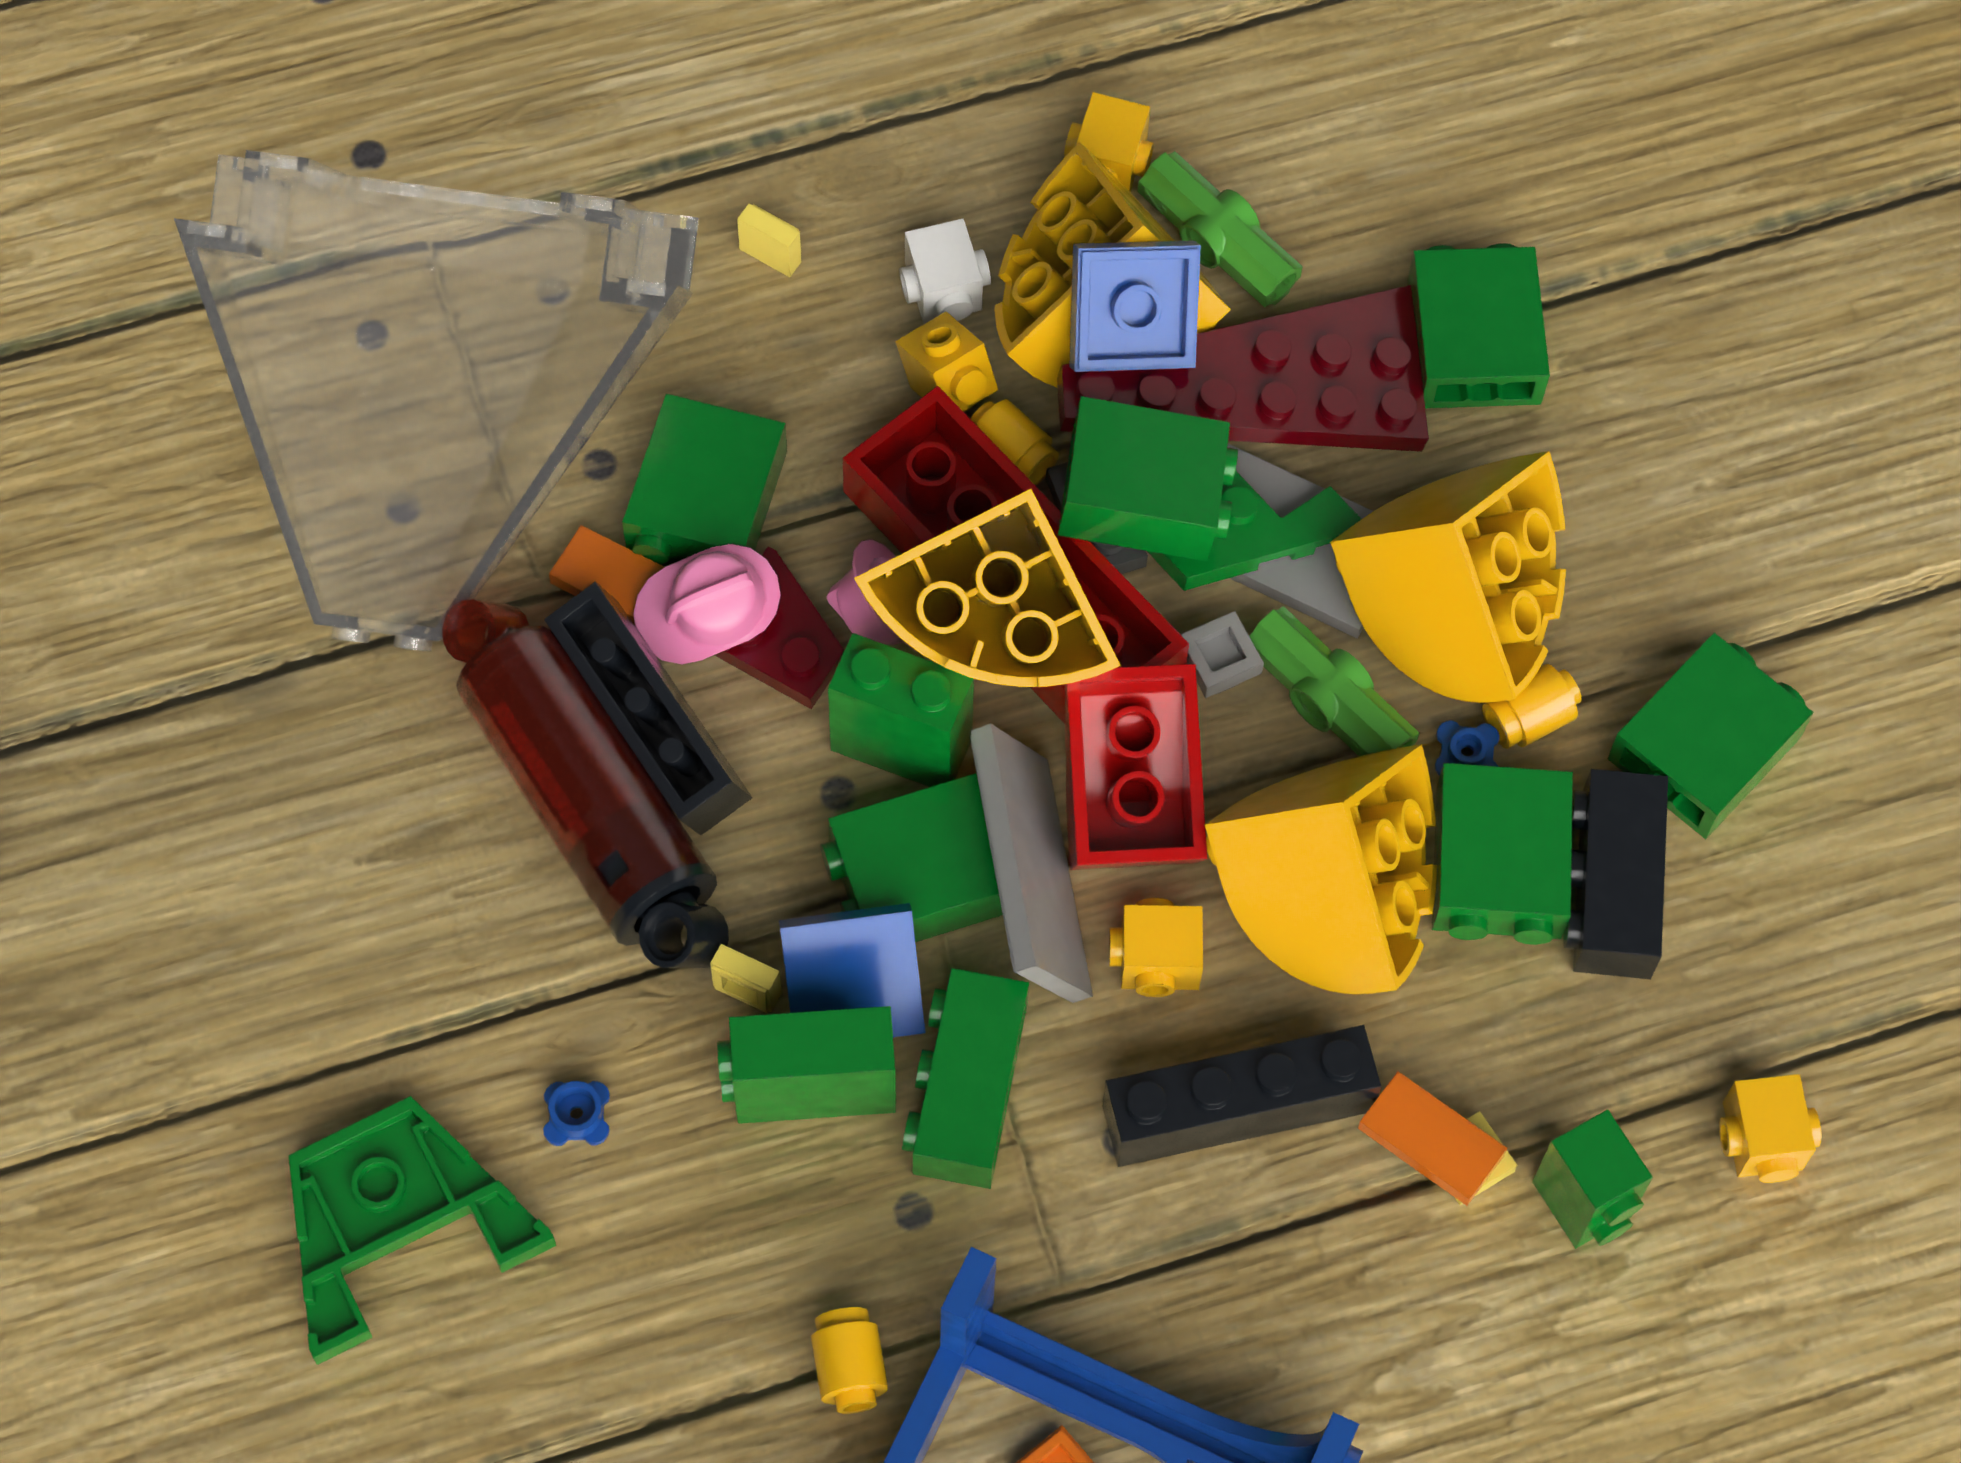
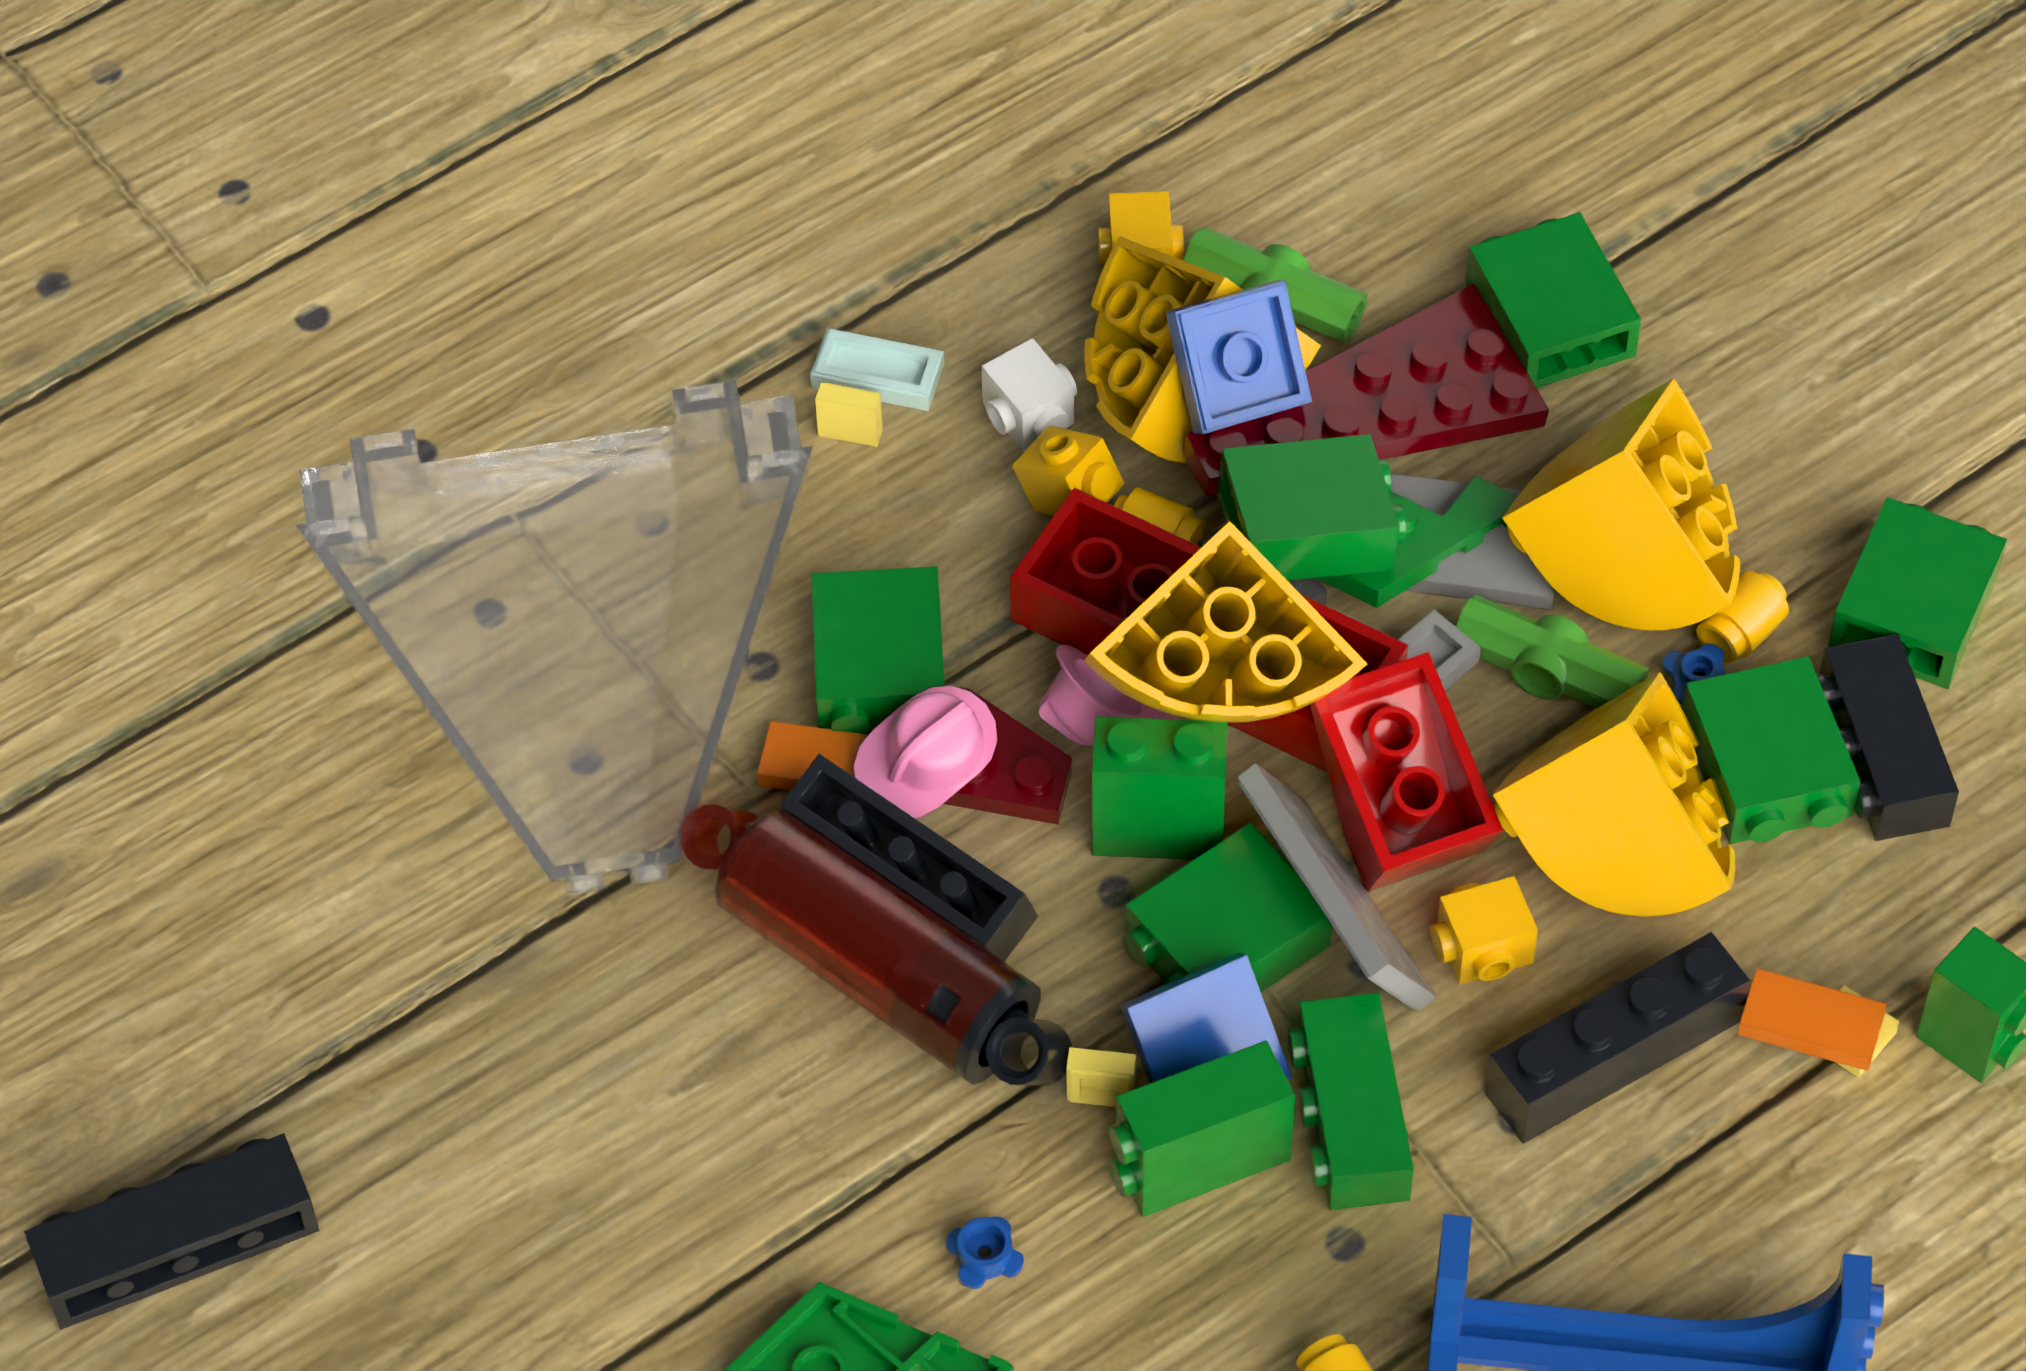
camera: 15 degrees left, 10 degrees down
(817, 200) = (897, 370): none -> light aqua tile

